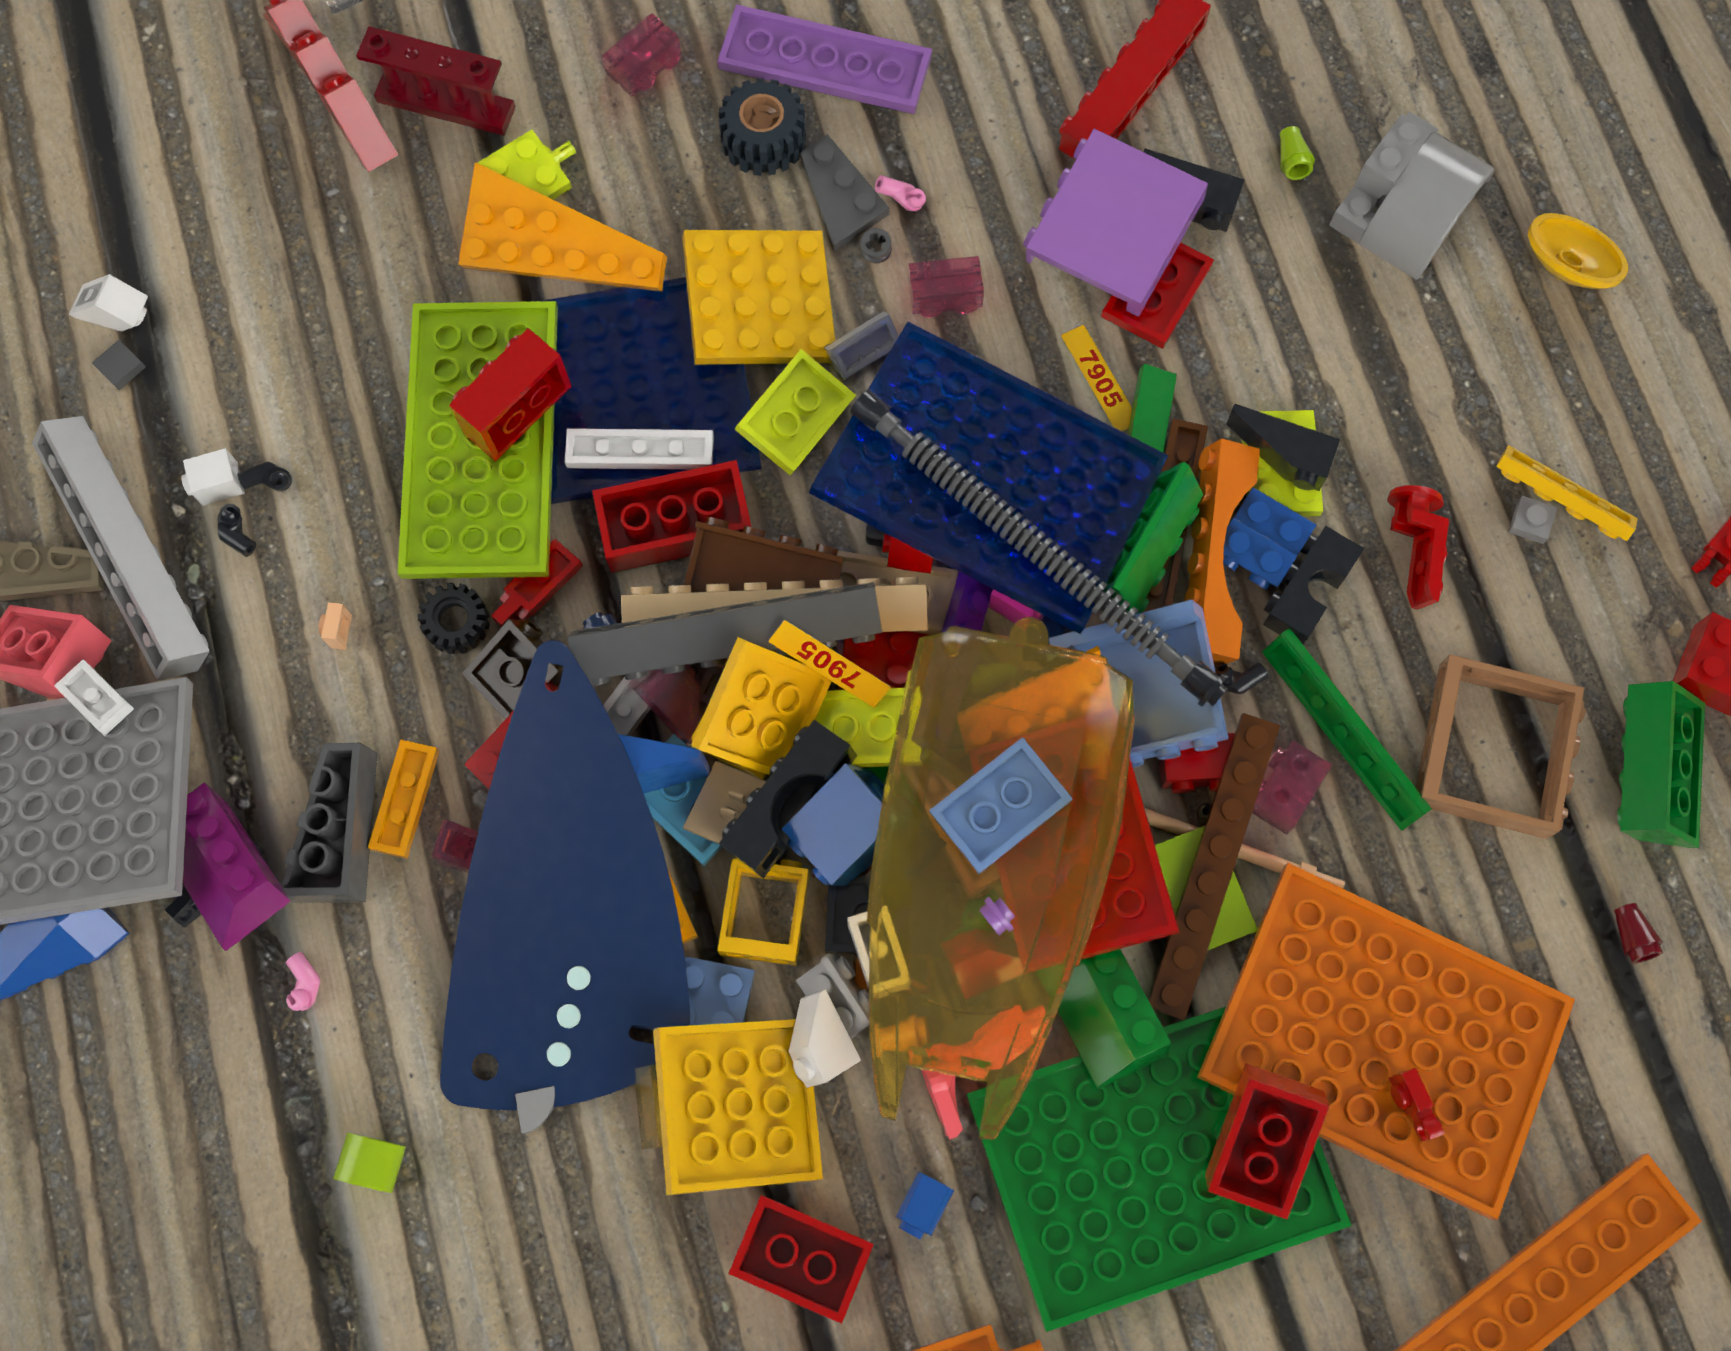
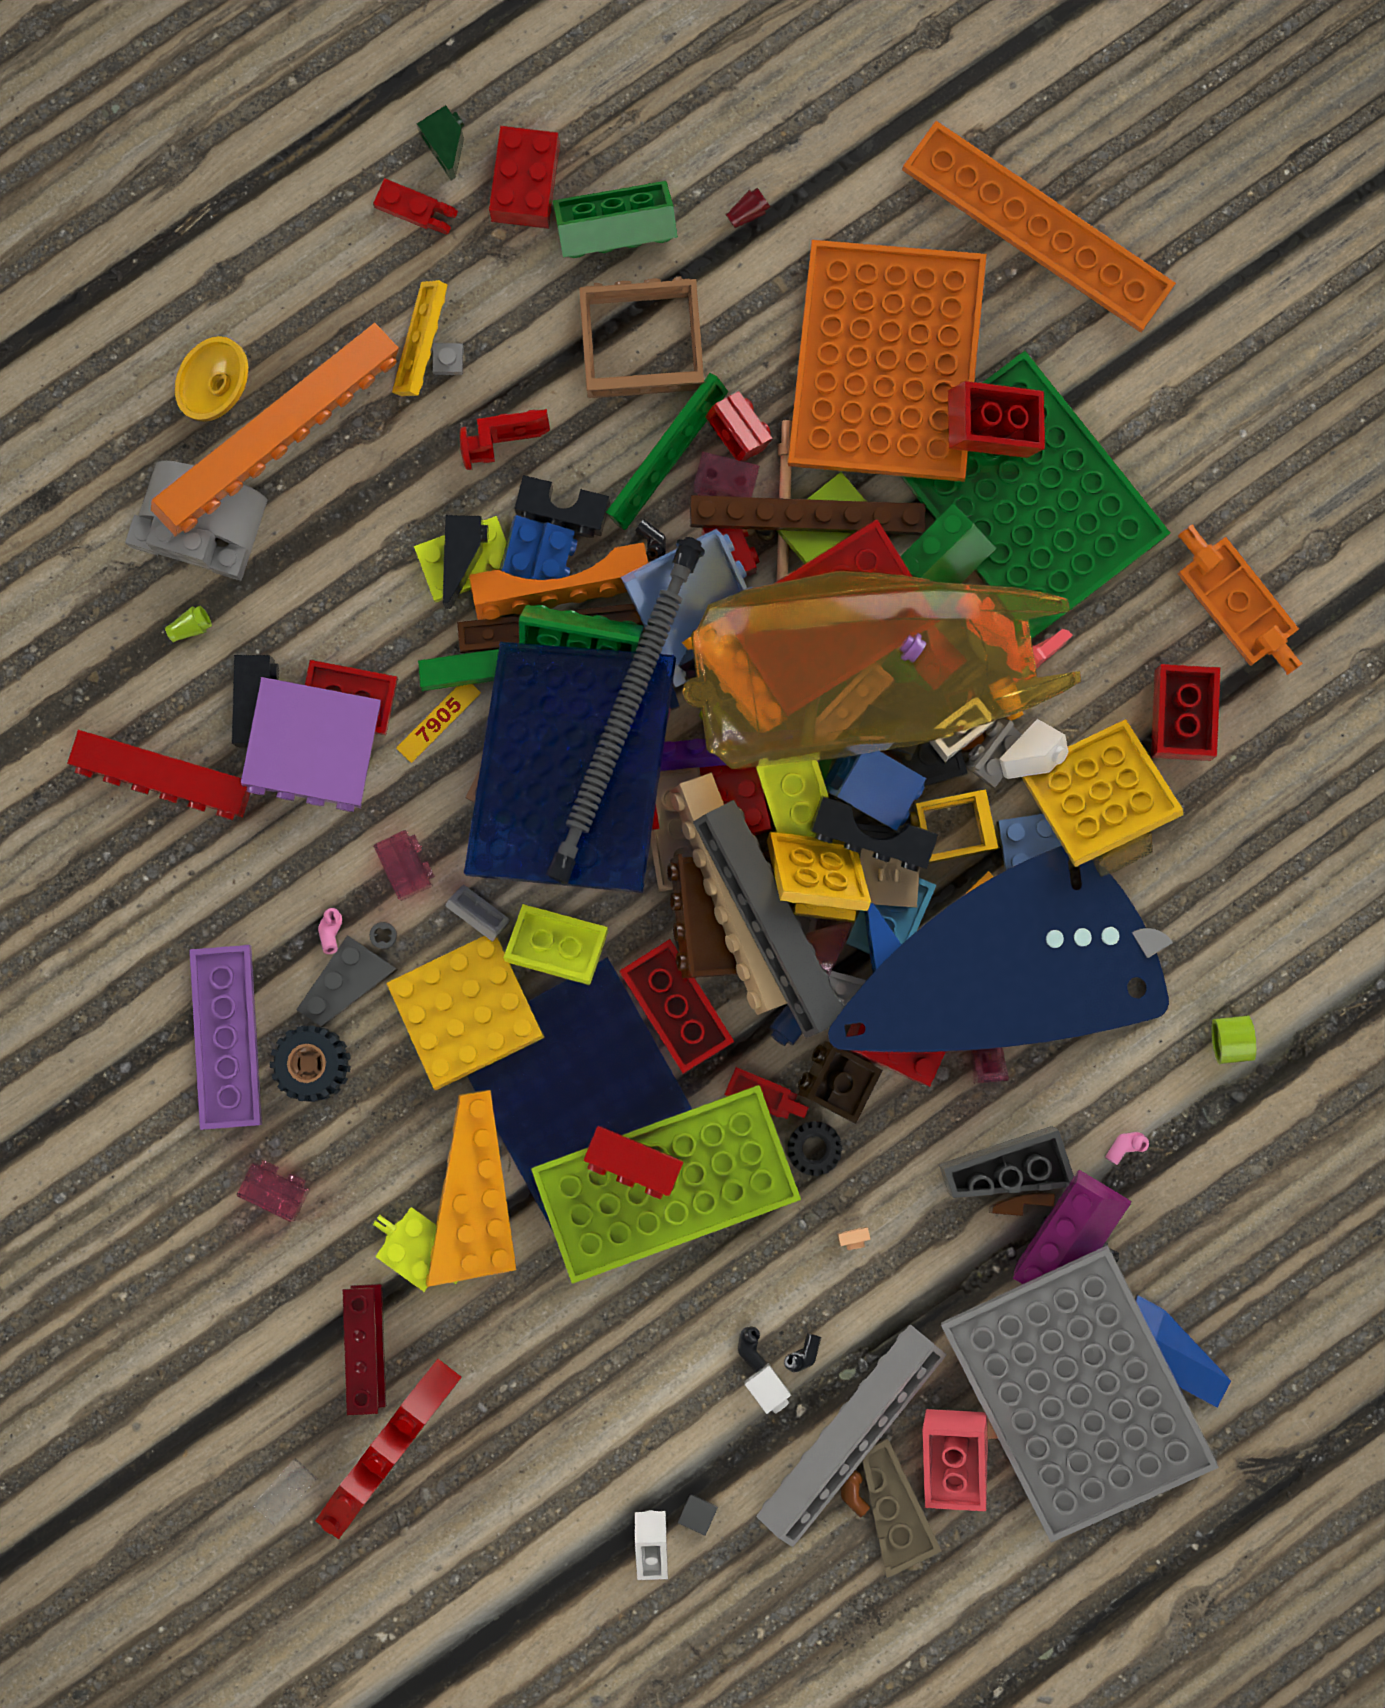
camera: 110 degrees left, 10 degrees up
(58, 529) = (851, 1496): none -> dark orange arm
(94, 697) = (983, 1387): white plate -> none
(287, 818) = (1014, 1204): none -> reddish brown slope
(403, 799) = (966, 1128): light orange plate -> none
(638, 448) = (632, 1053): white plate -> none
(829, 663) = (767, 833): yellow sticker -> none
(923, 1206) = (1121, 640): blue brick -> none
(1000, 805) = (832, 671): medium blue plate -> none
(1351, 824) = (739, 426): none -> red brick
(1411, 1096) = (928, 330): red plate -> none
(1498, 287) = (274, 430): none -> orange brick

